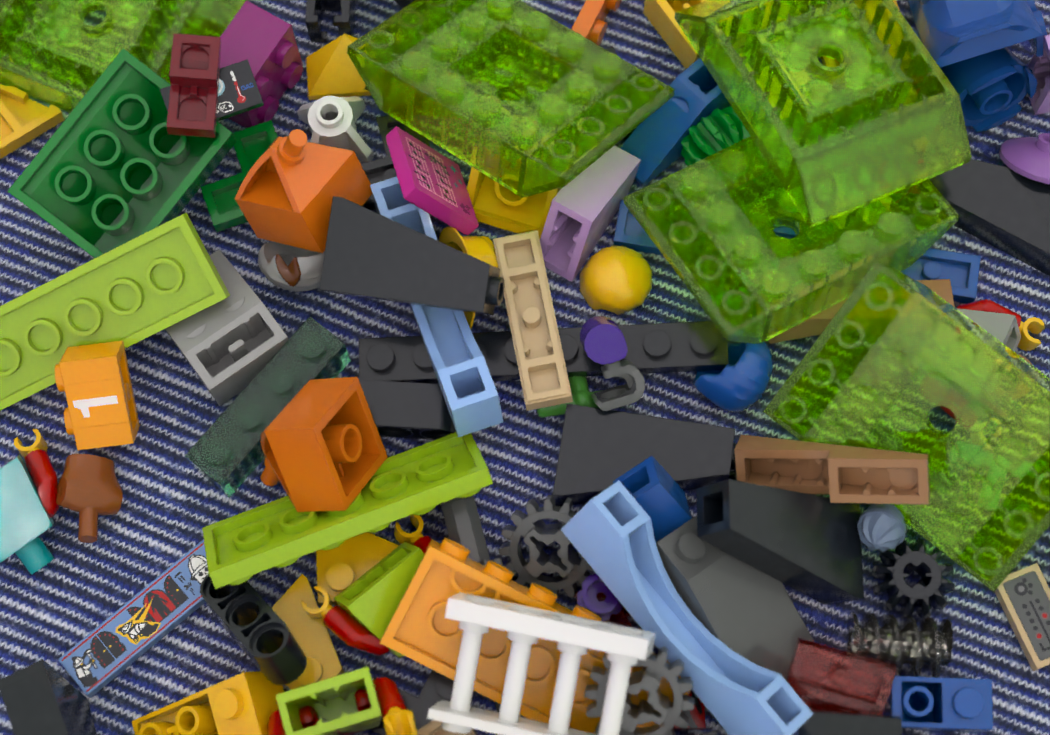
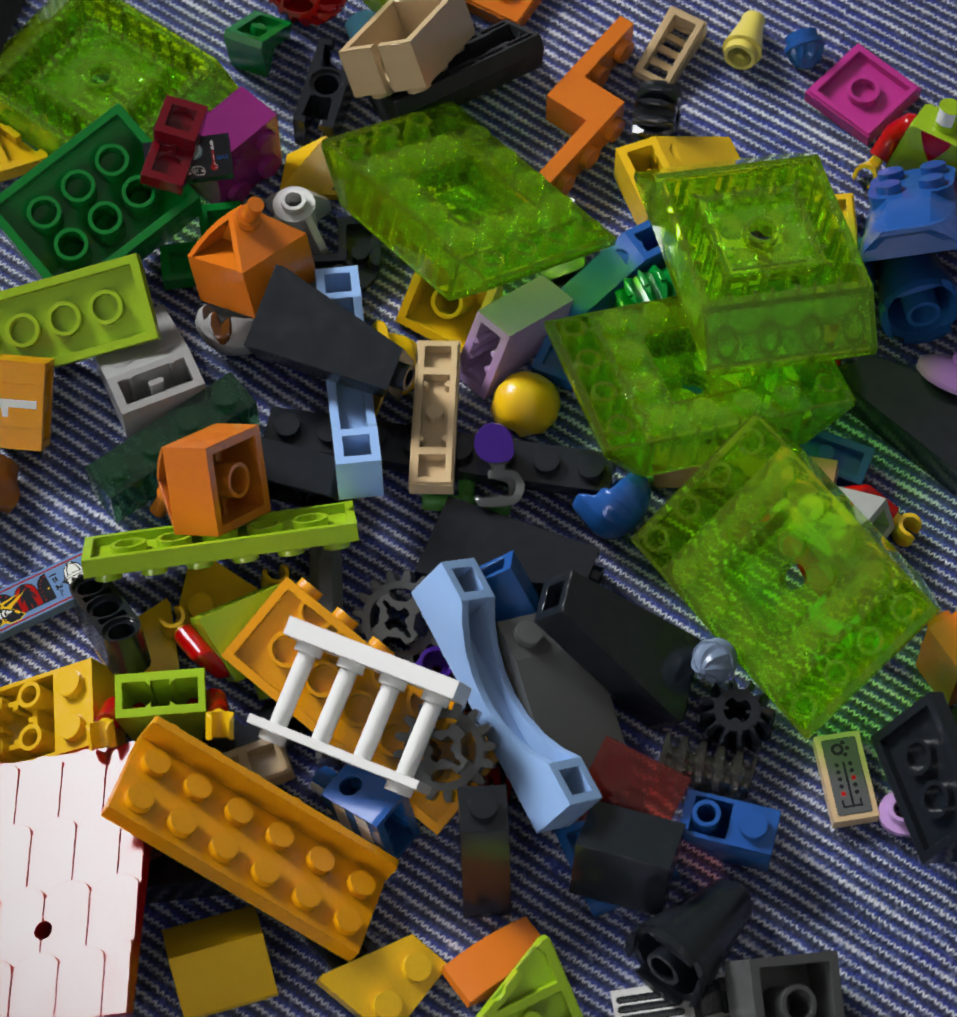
camera: 10 degrees right, 10 degrees down
(431, 181) = (372, 277): dark pink tile -> none
(839, 470) = (685, 599): medium nougat slope -> none

